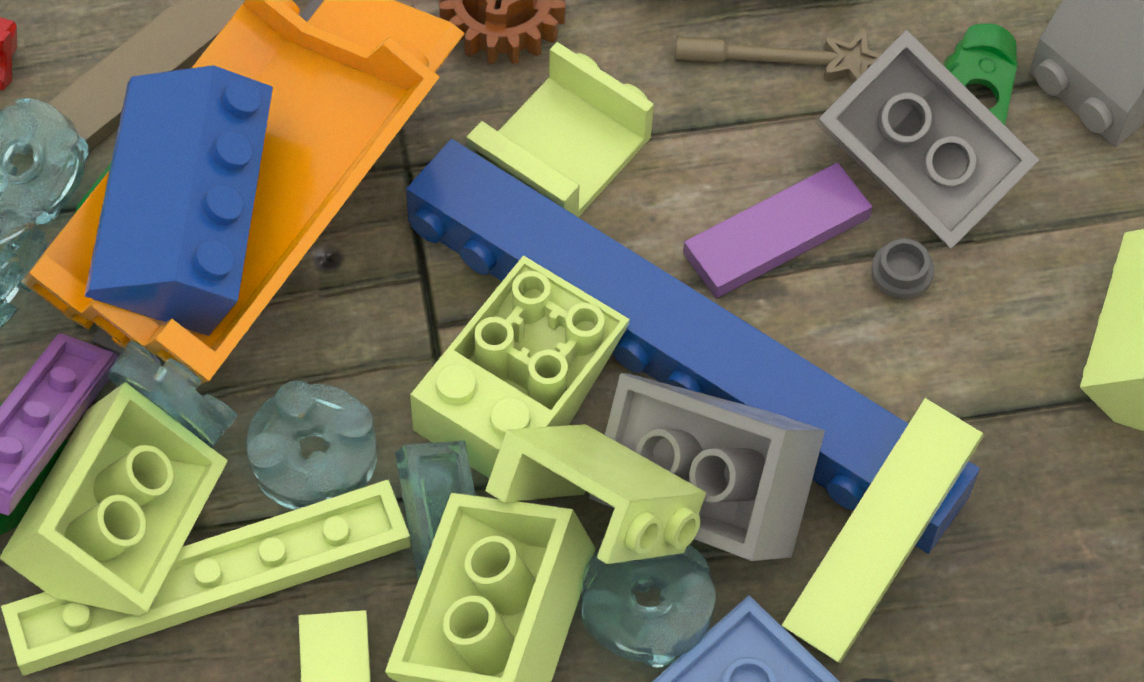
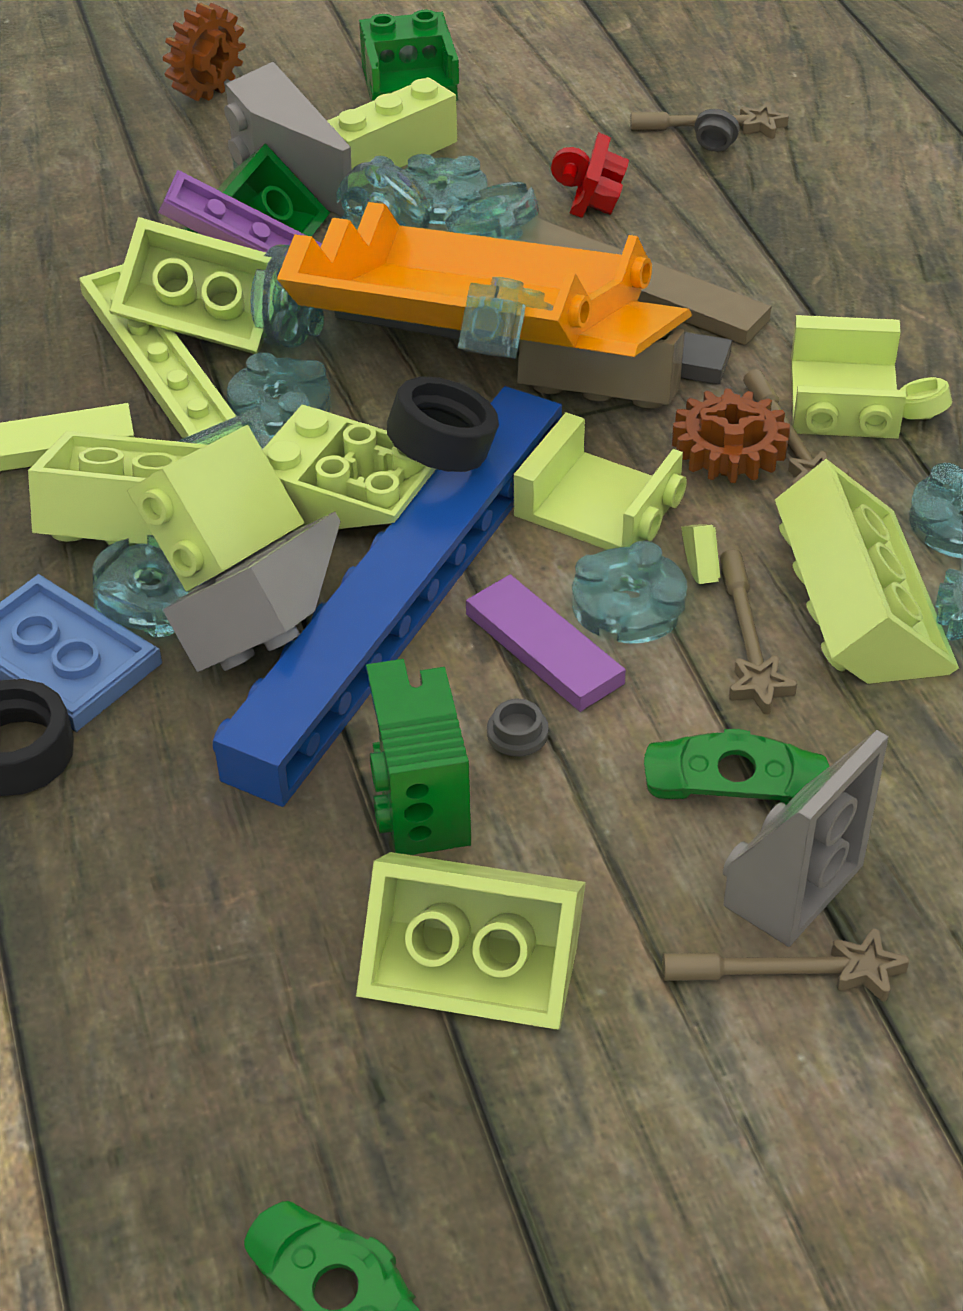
camera: 85 degrees right, 15 degrees down
(181, 196) = (438, 242): blue slope -> none
(392, 131) = (496, 316): none -> clear light blue bracket
(518, 270) = (442, 424): none -> black tyre
(672, 67) = (702, 552): none -> yellowish green tile
(724, 114) = (633, 568): none -> clear light blue plate
(883, 530) = (210, 702): yellowish green tile -> none
(927, 140) = (656, 700): light grey slope -> none
(984, 341) = (418, 761): none -> green piece

